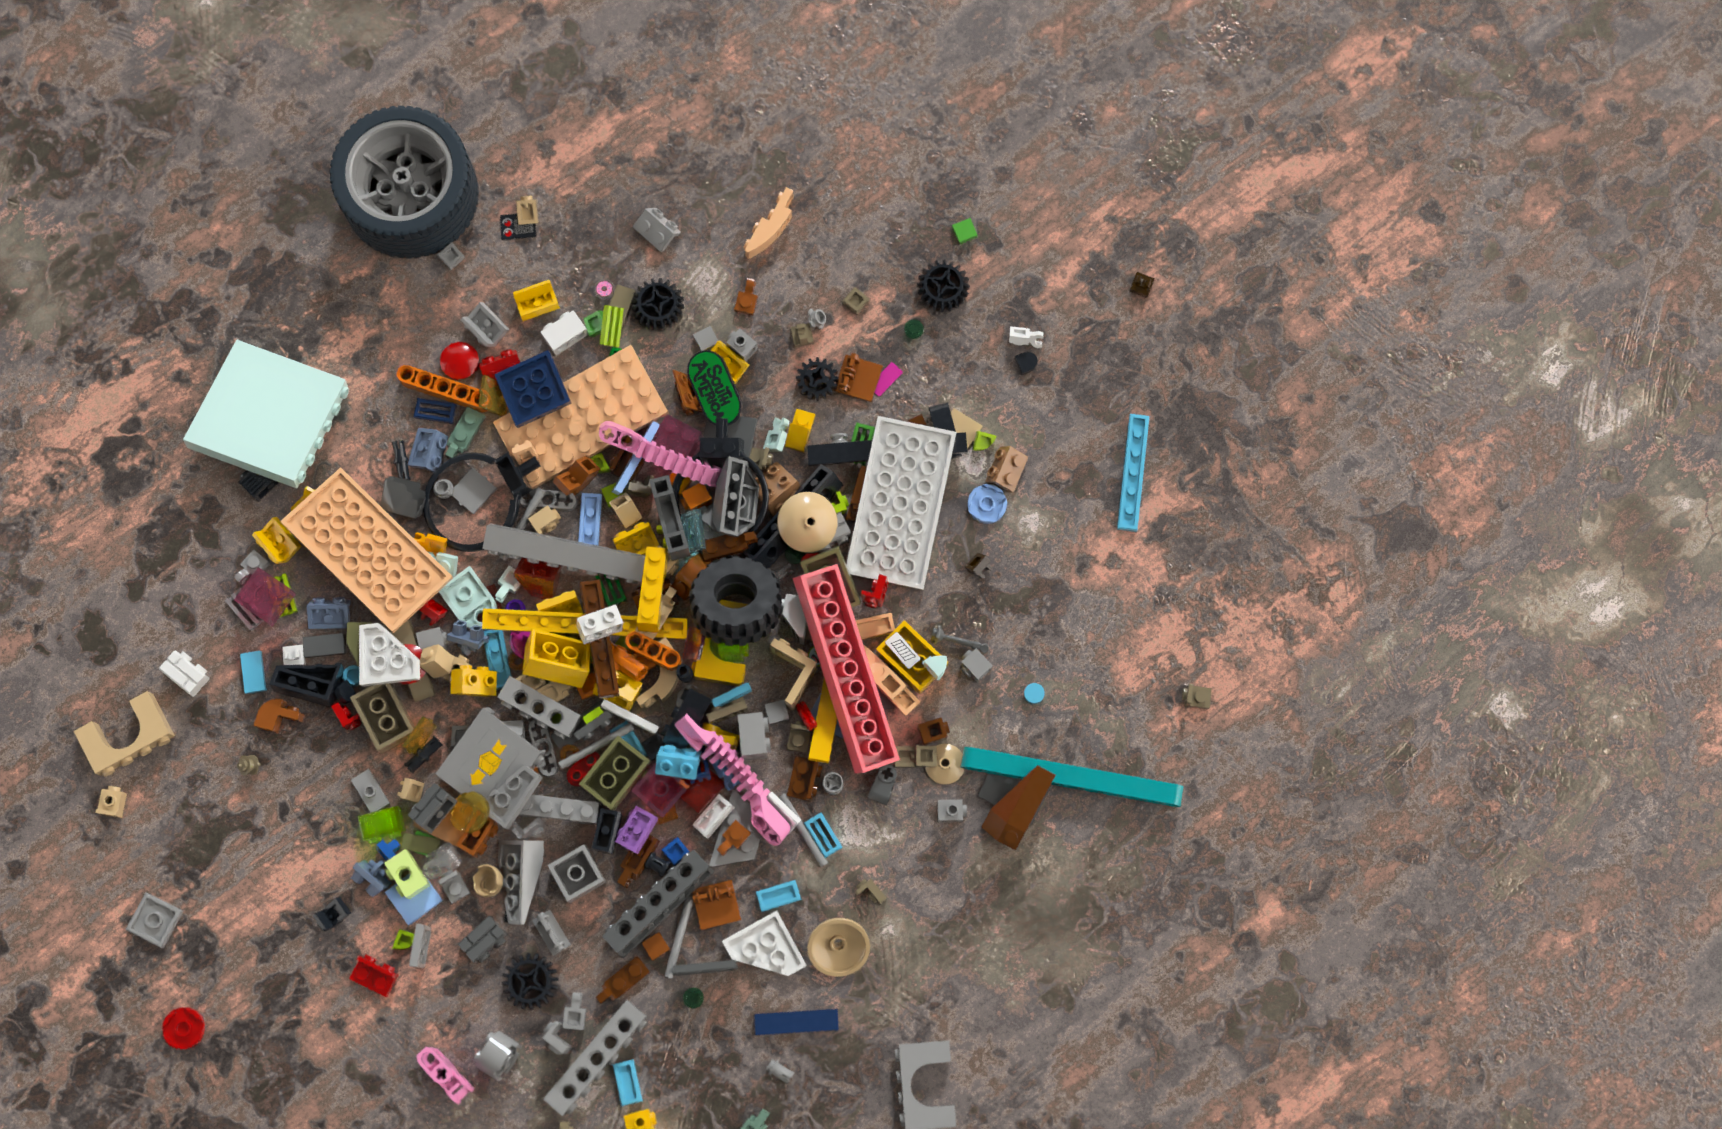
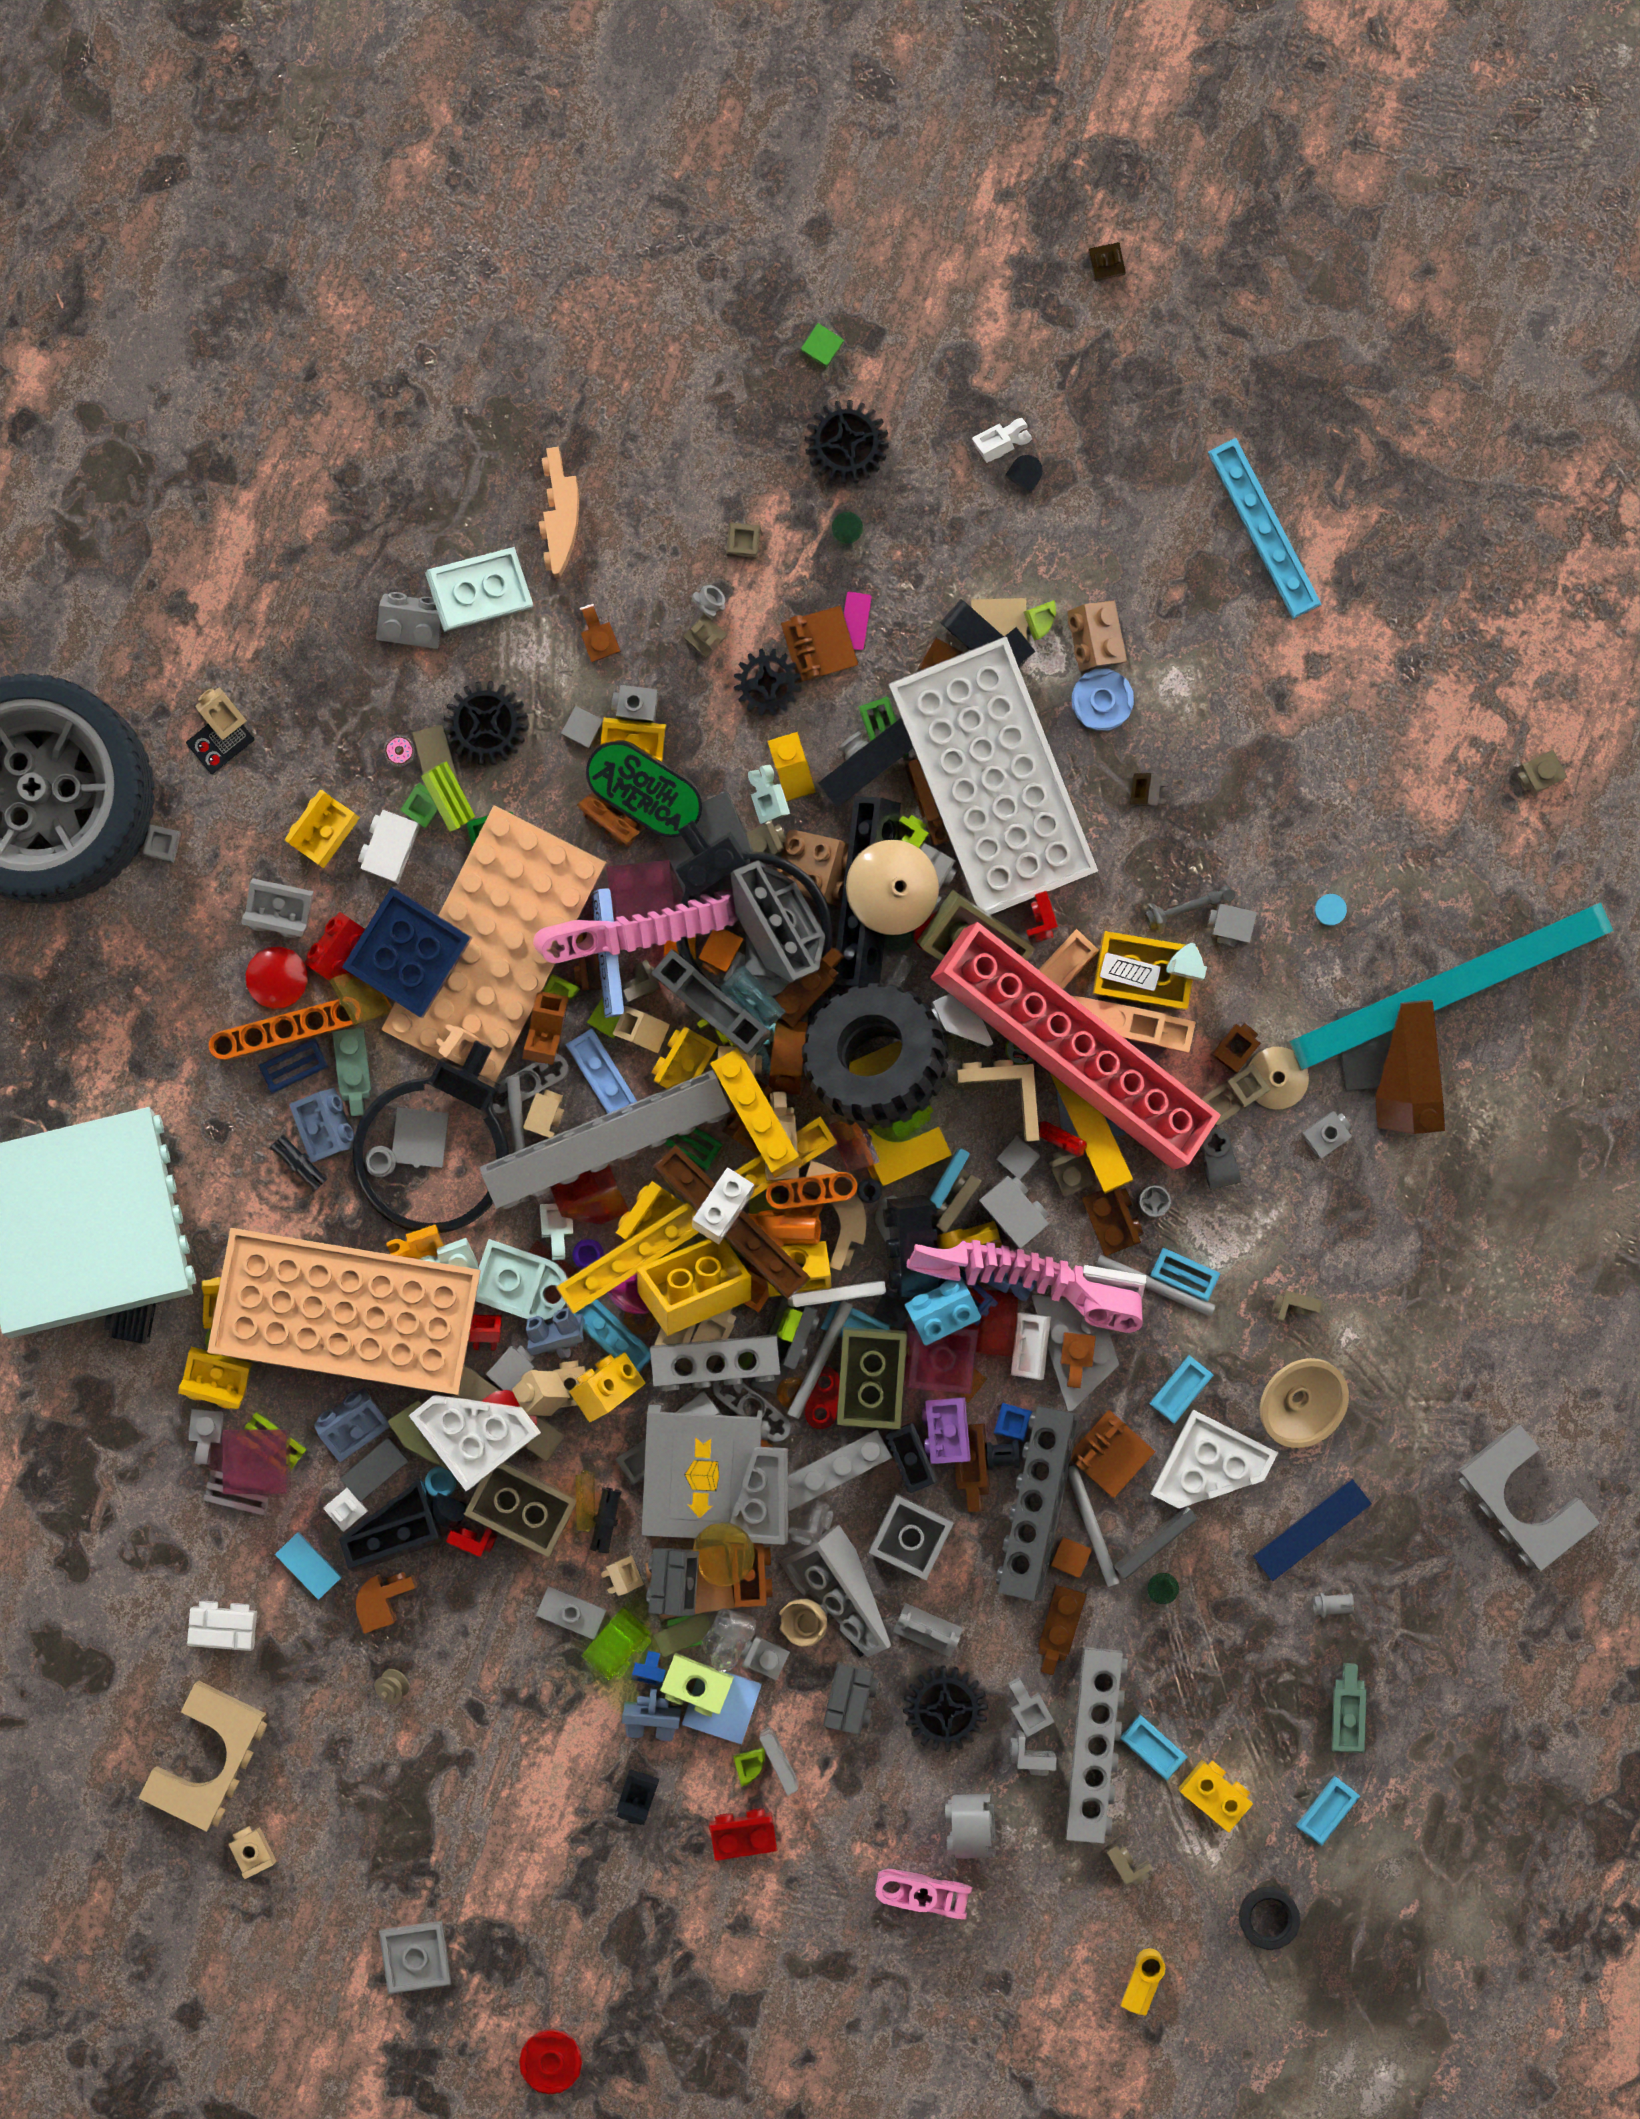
camera: 30 degrees left, 10 degrees up
(403, 497) = (338, 1210): dark grey piece -> none
(702, 235) = (479, 589): none -> light aqua tile

